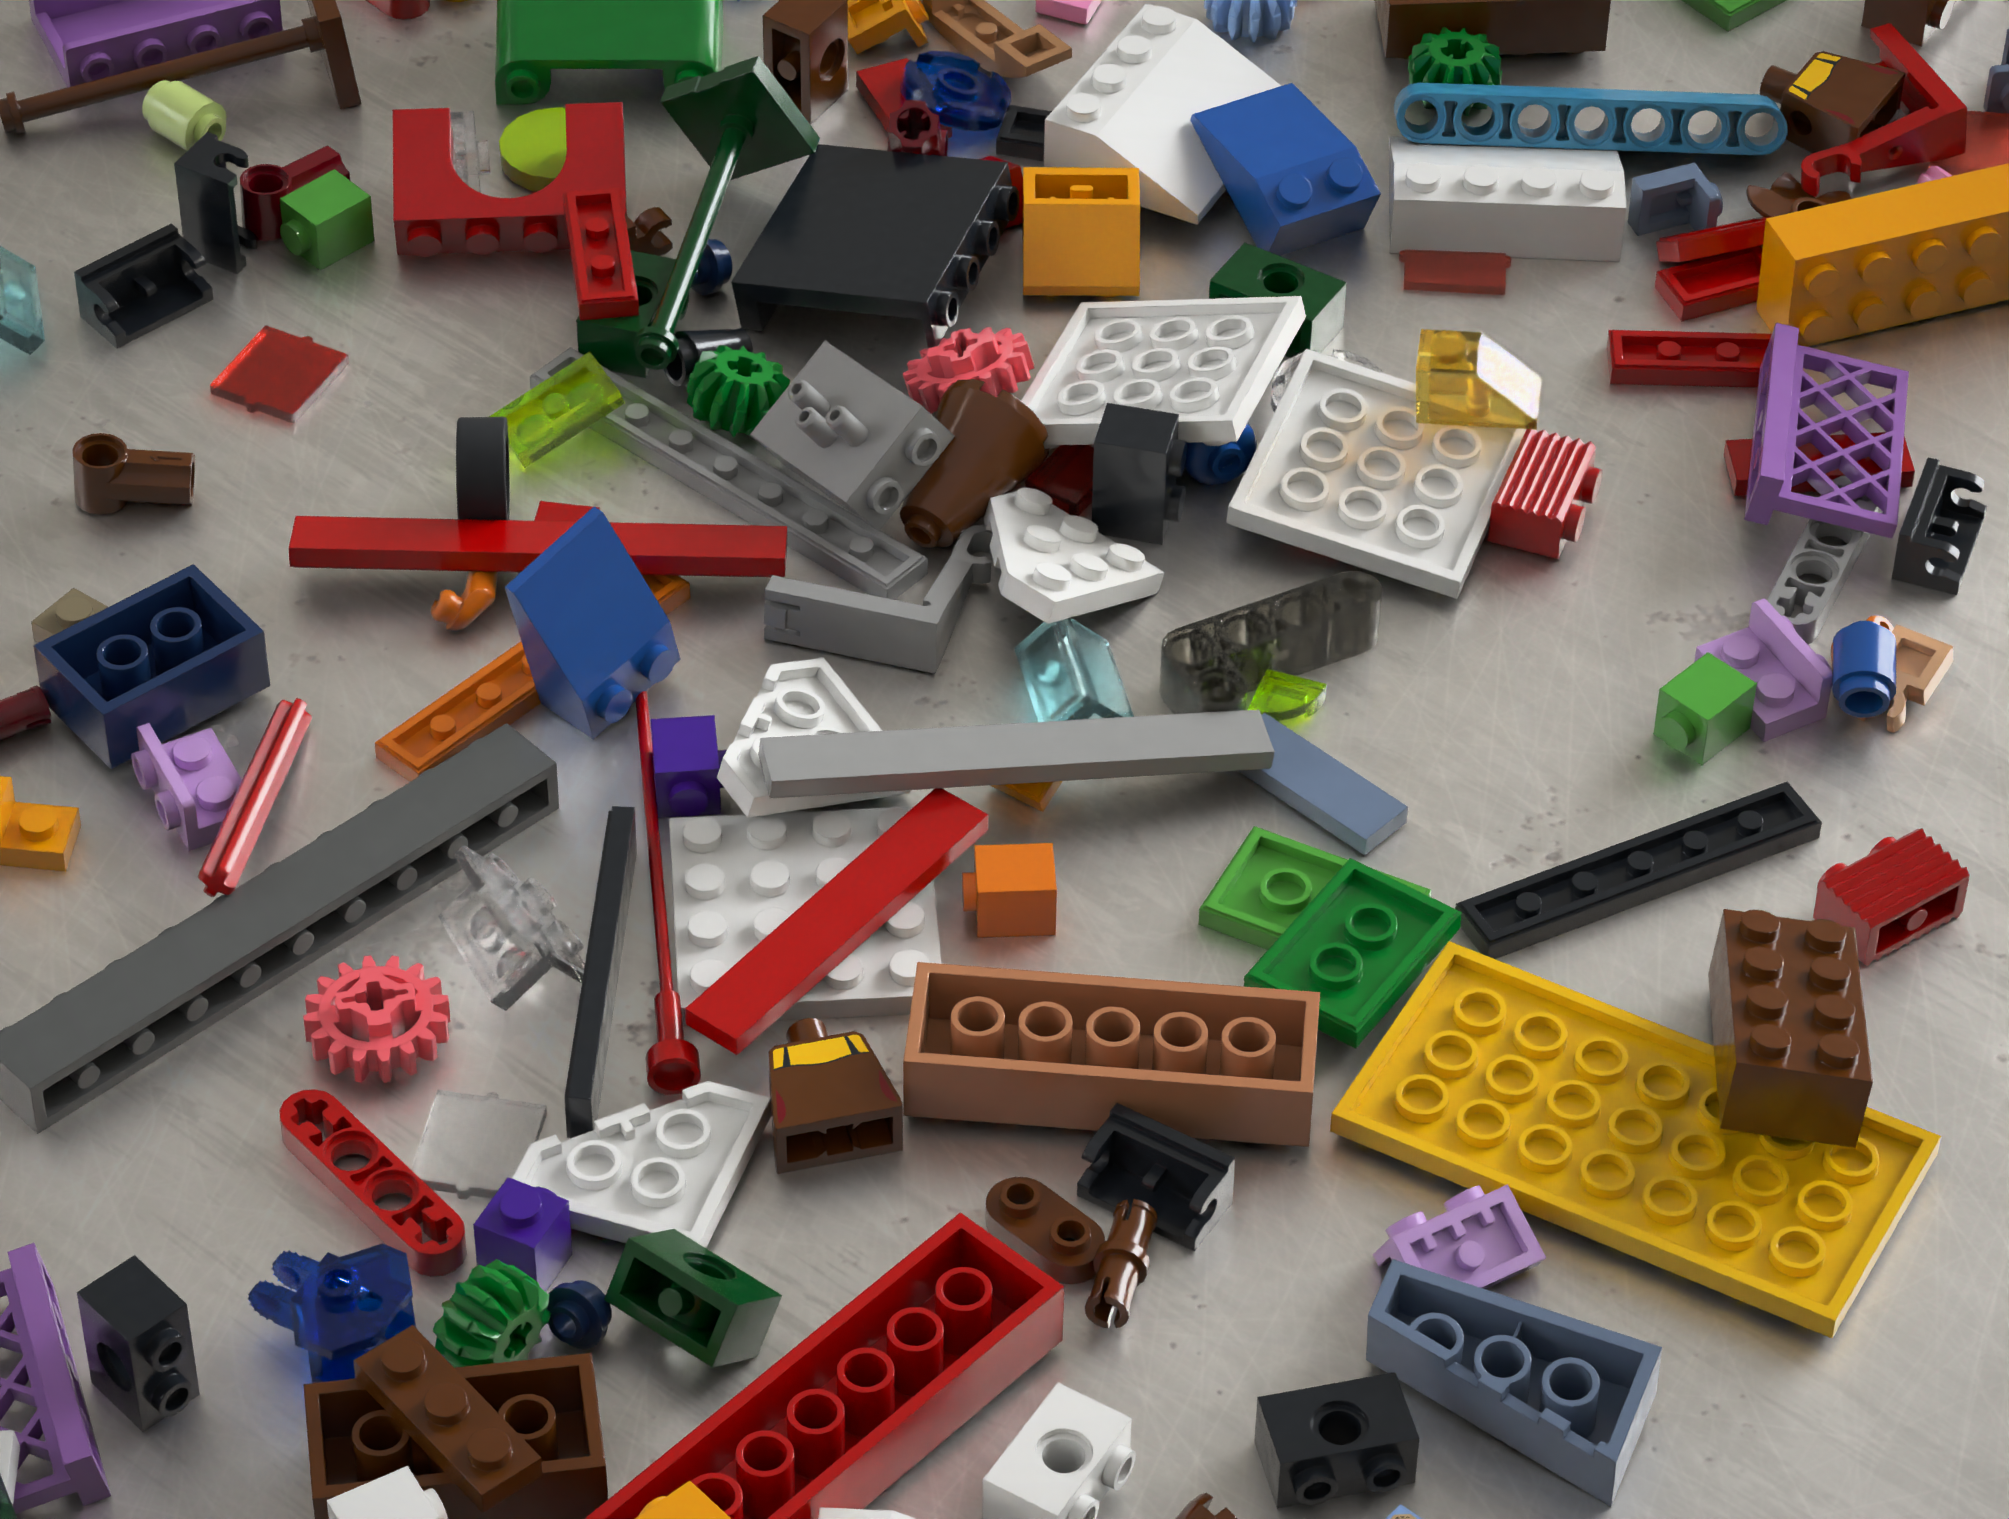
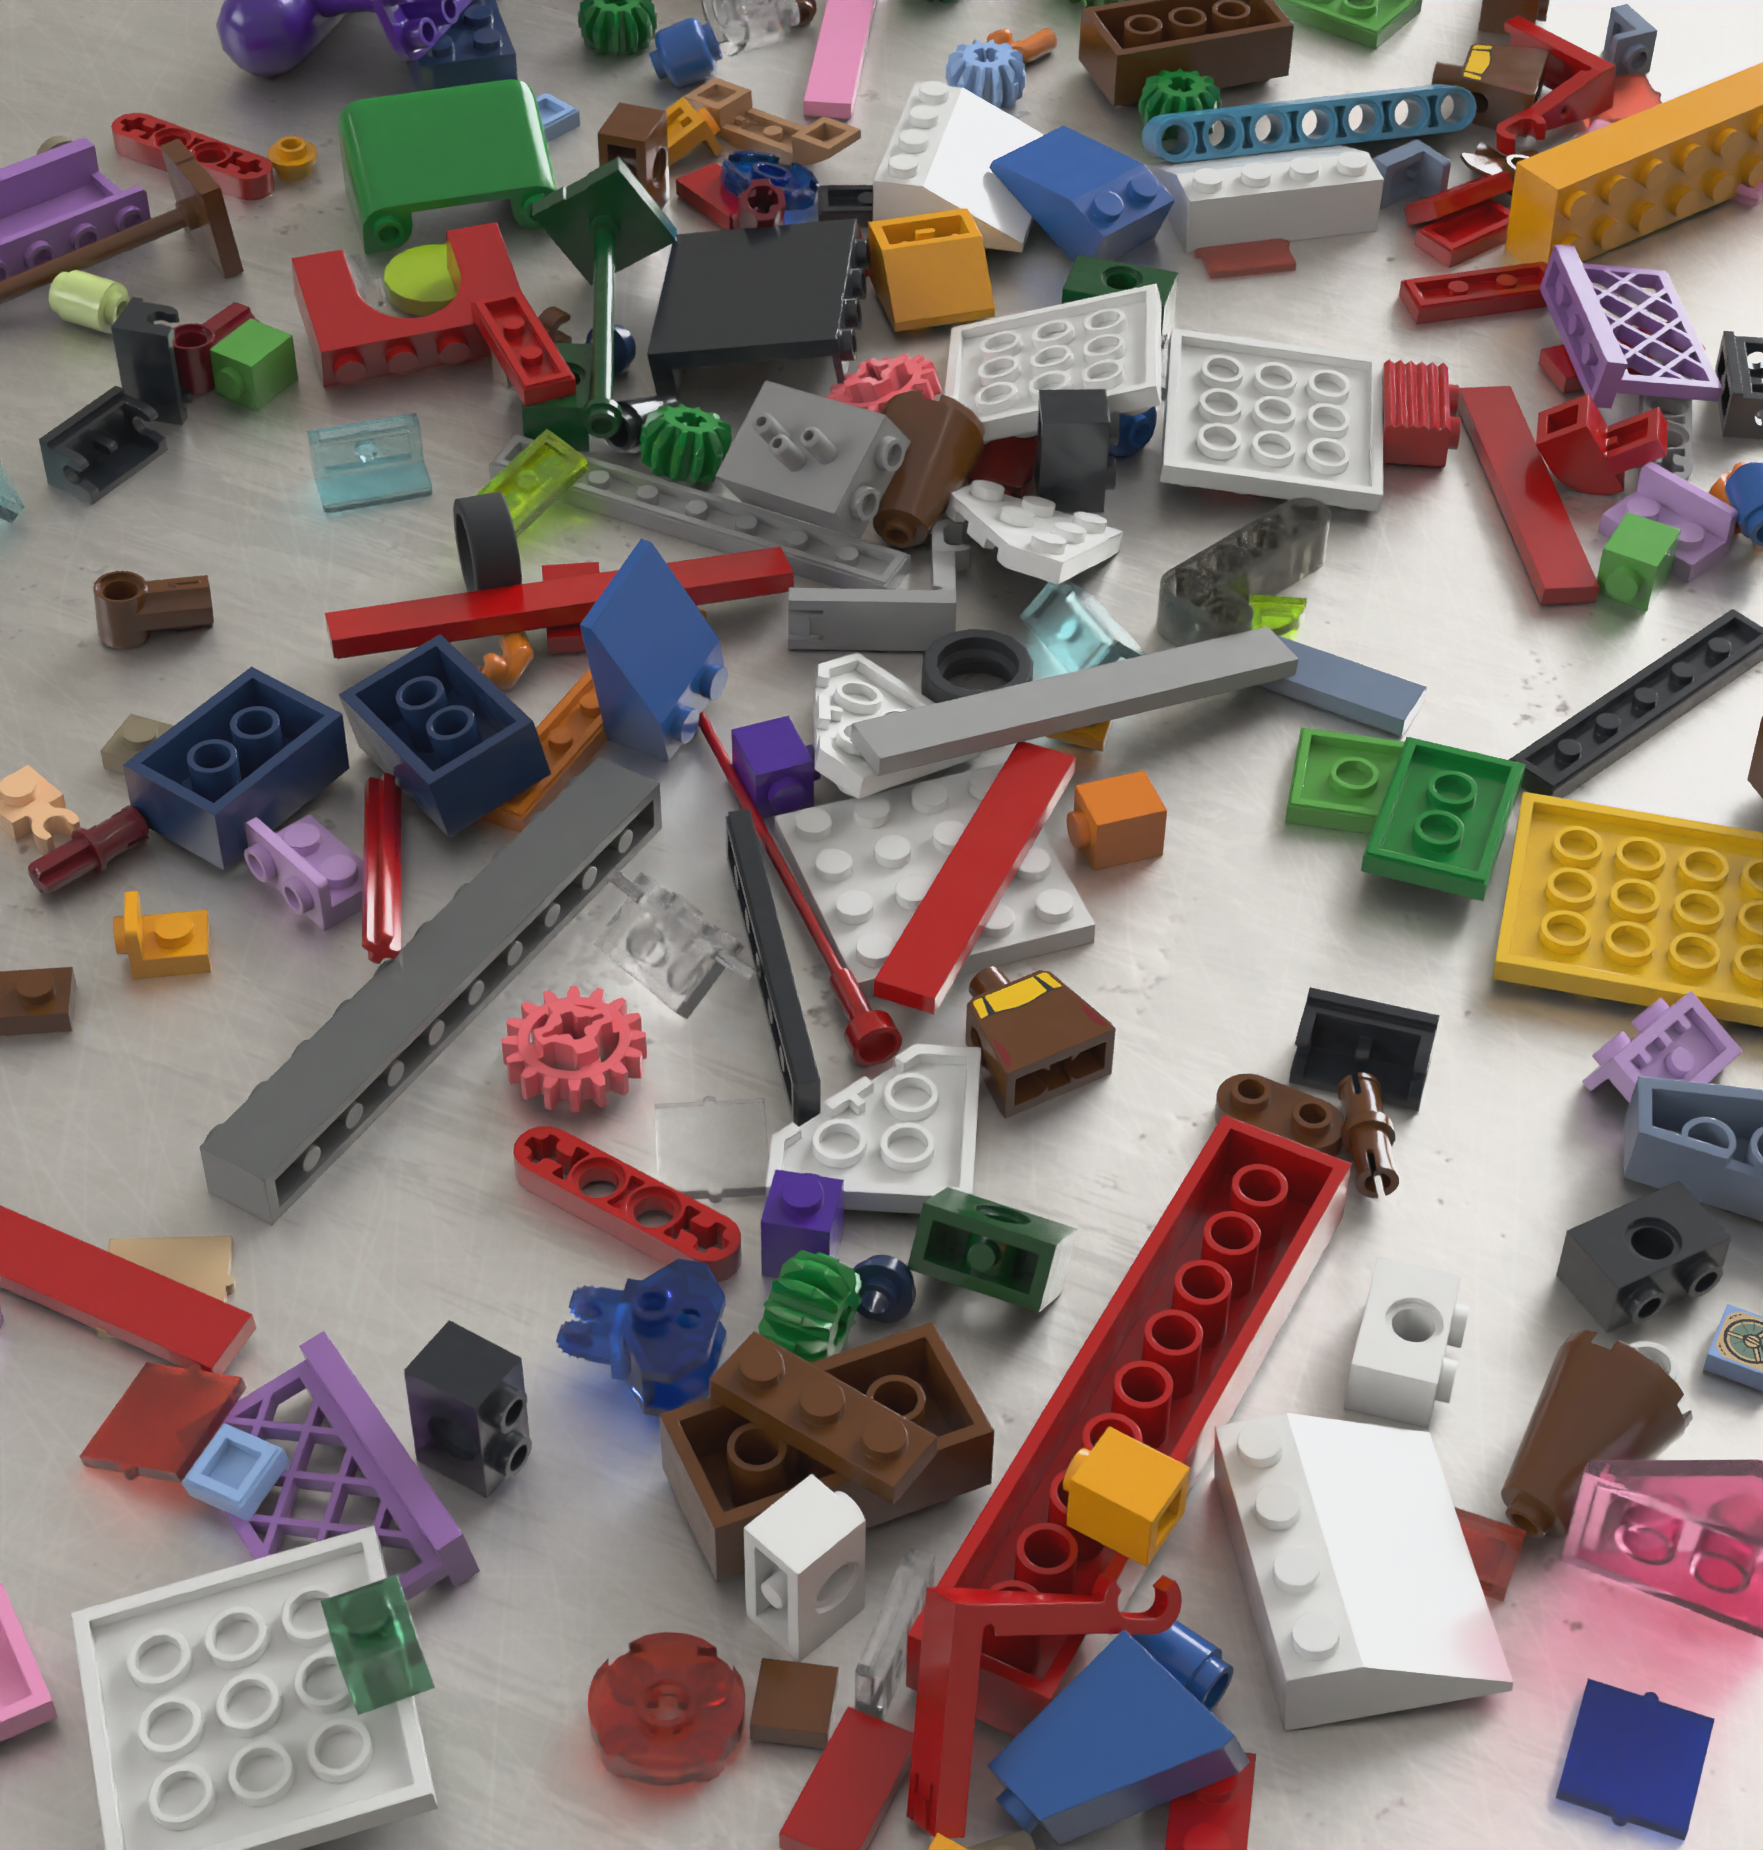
camera: 15 degrees left, 0 degrees up
(279, 374) = (254, 501): clear red piece -> none
(363, 671) = (445, 734): none -> dark blue brick
(407, 354) = (369, 463): none -> clear light blue panel
(934, 679) = (973, 653): none -> black tyre
(1077, 1044) = (1260, 941): nougat brick -> none
(1473, 383) = (1329, 329): clear yellow slope -> none
(1629, 608) = (1527, 496): none -> red tile
(1711, 571) = (1593, 455): none -> red brick

